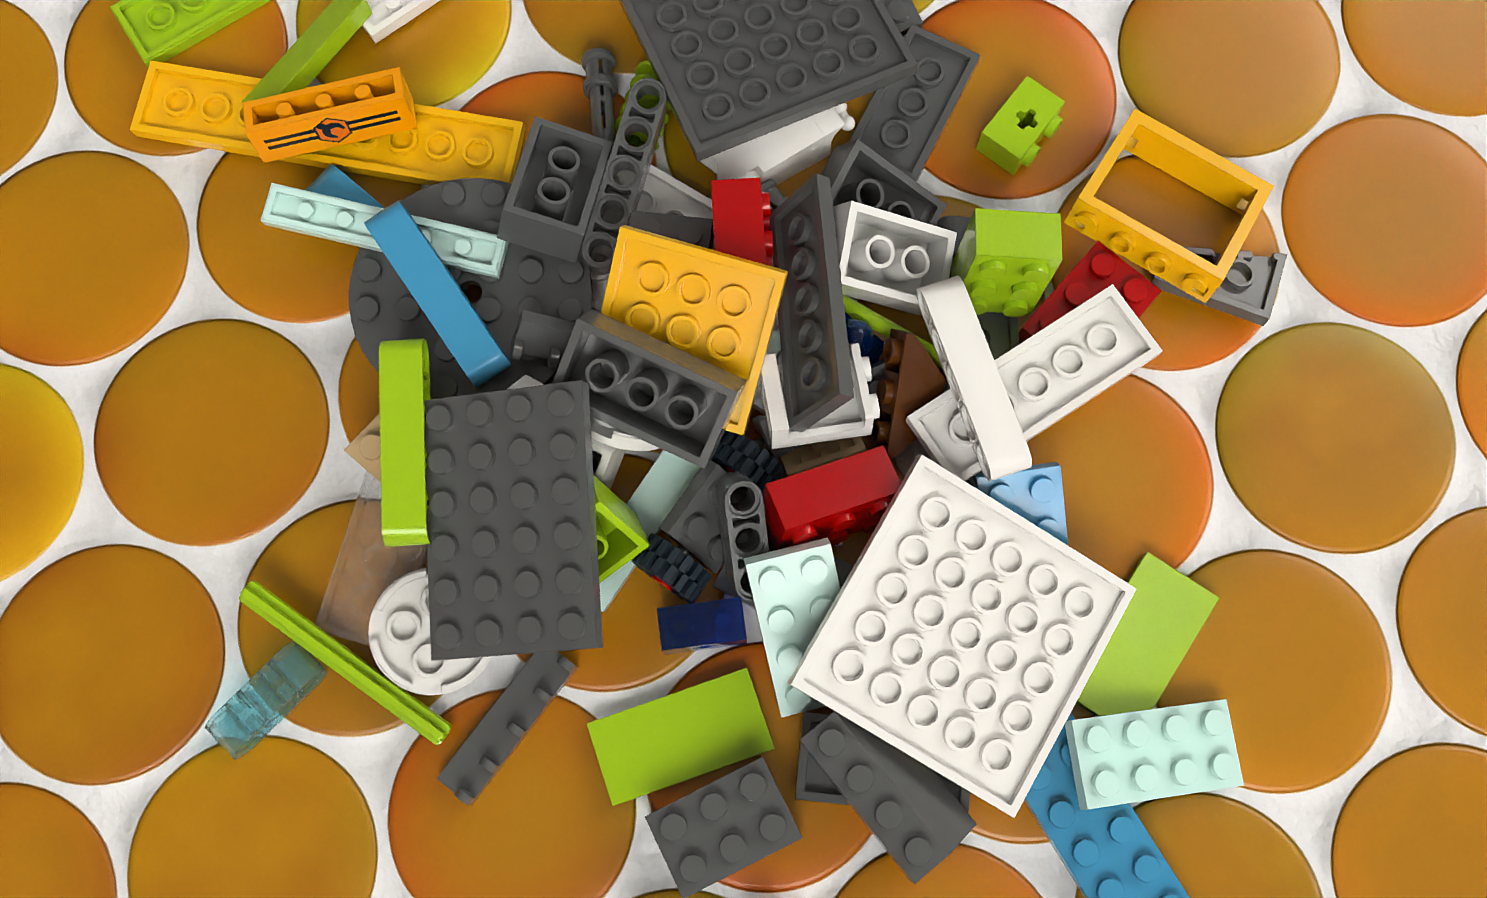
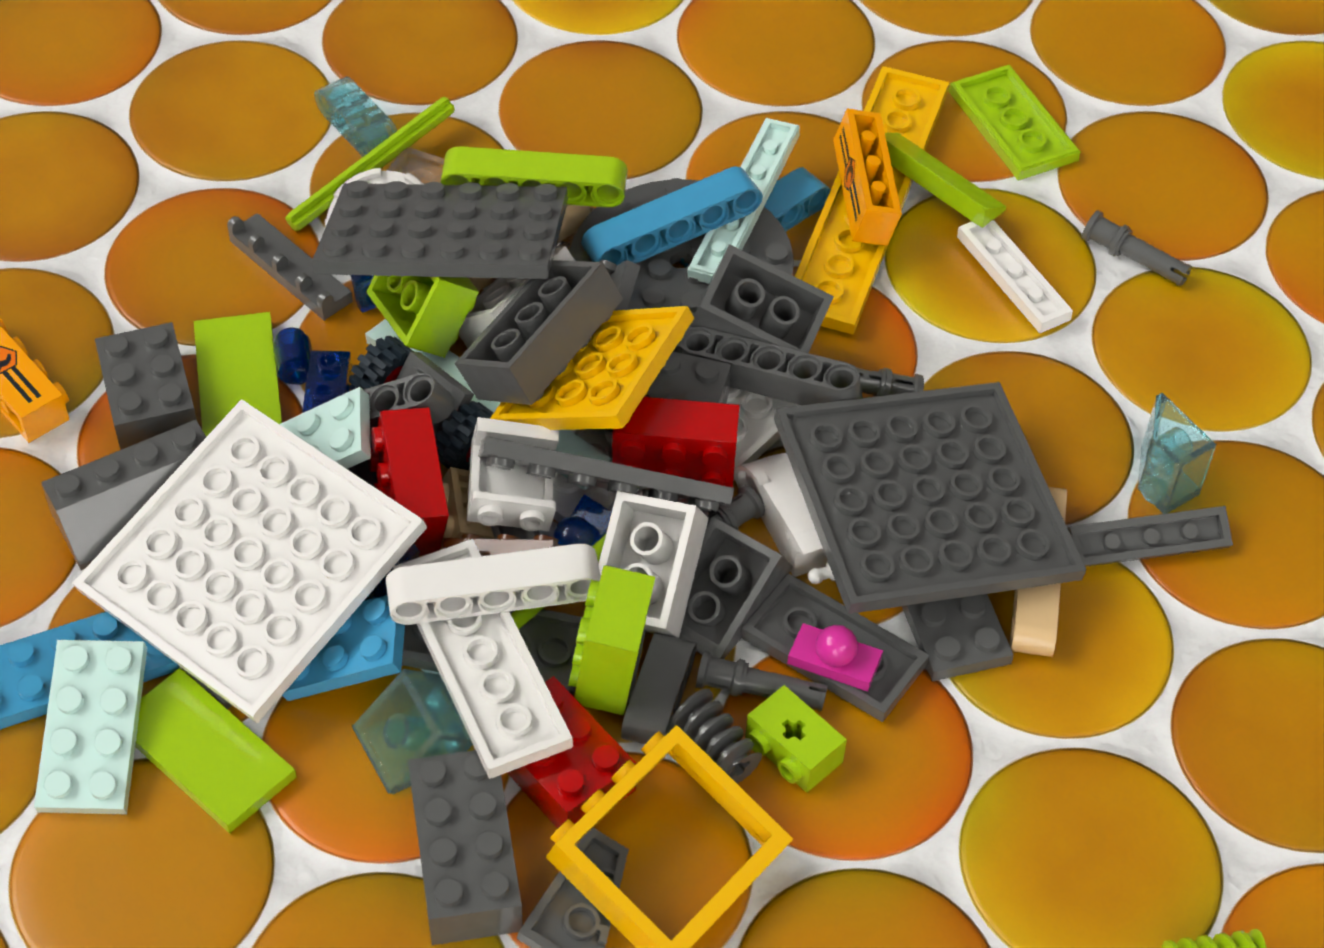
camera: 95 degrees right, 25 degrees down
(649, 678) = (292, 355): none -> clear blue brick
(937, 96) = (835, 655): none -> dark pink tile
(964, 178) = (741, 679): none -> dark grey pin
(1040, 184) = (713, 734): none -> dark grey piece
(1092, 451) = (410, 722): none -> clear light blue slope
(1200, 381) = (464, 848): none -> dark grey brick

